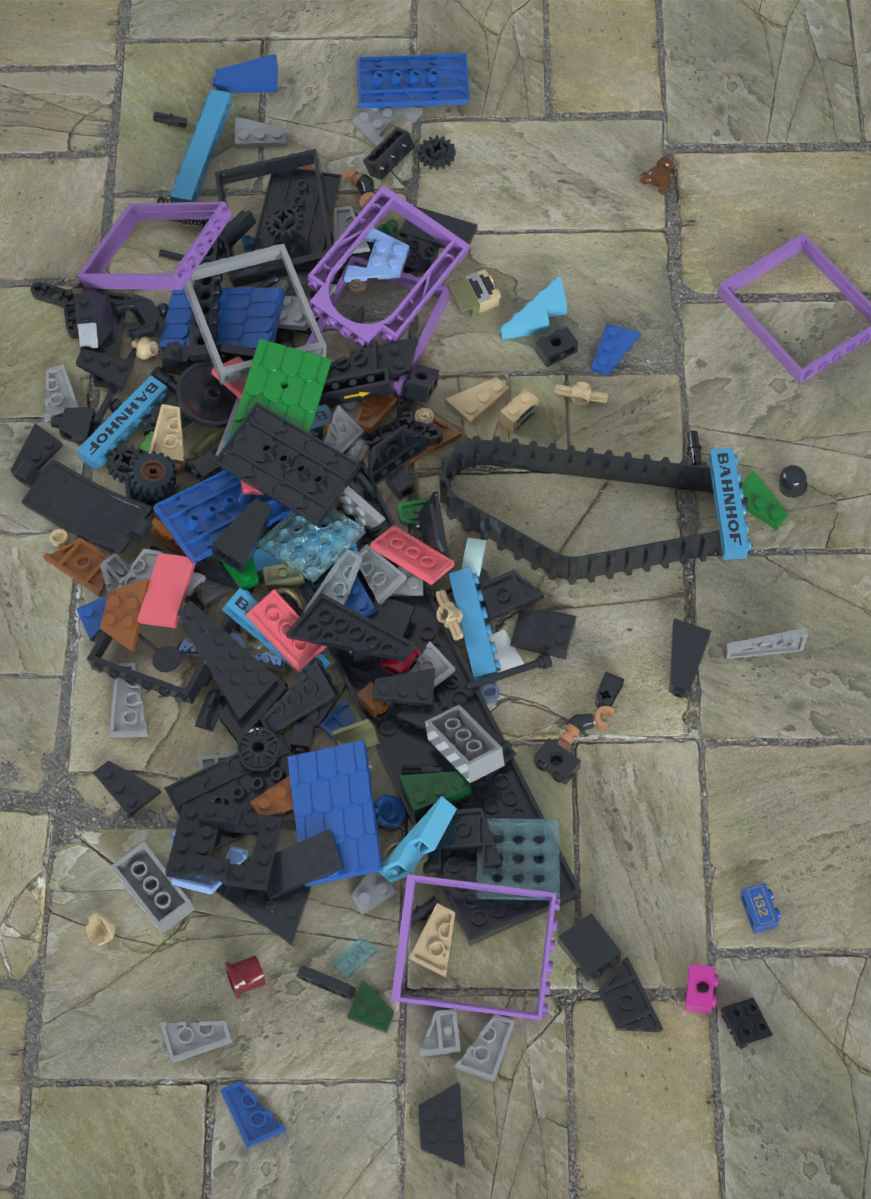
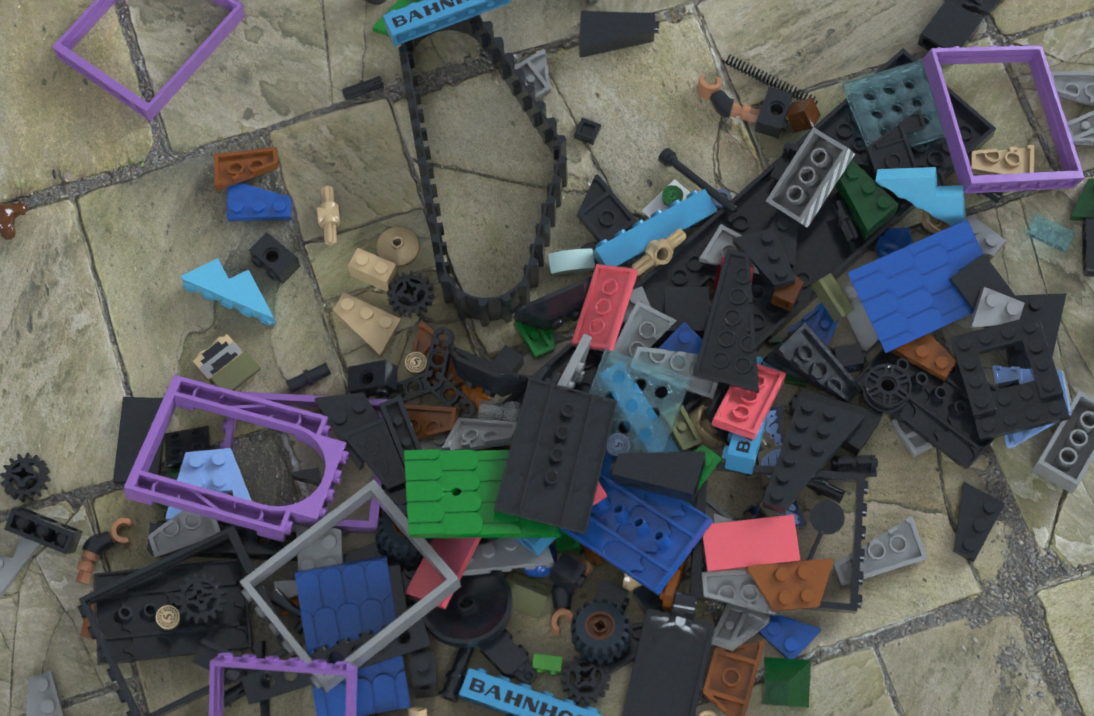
camera: 110 degrees left, 5 degrees up
(59, 596) = (786, 682): none -> dark green slope
(168, 434) = (539, 636): tan wing -> none
(280, 198) = (168, 617): none -> tan tile
(283, 518) = (617, 444): none -> sand blue tile
(288, 860) = (995, 309): none -> light grey wing
(445, 347) = (308, 377): none -> black pin
(488, 428) = (401, 298): none -> black gear
(506, 654) = (671, 194): none -> green tile
(529, 434) = (401, 254): none -> tan dish
(542, 779) = (803, 115): none -> reddish brown brick
(544, 632) = (635, 166): black slope -> none
(594, 609) = (587, 131): none -> black tile
(597, 773) = (763, 79): none -> black piece
(608, 689) = (677, 89): black piece -> none
(649, 343) = (243, 165): none -> dark orange wing
(662, 581) = (536, 73): none -> light grey wing

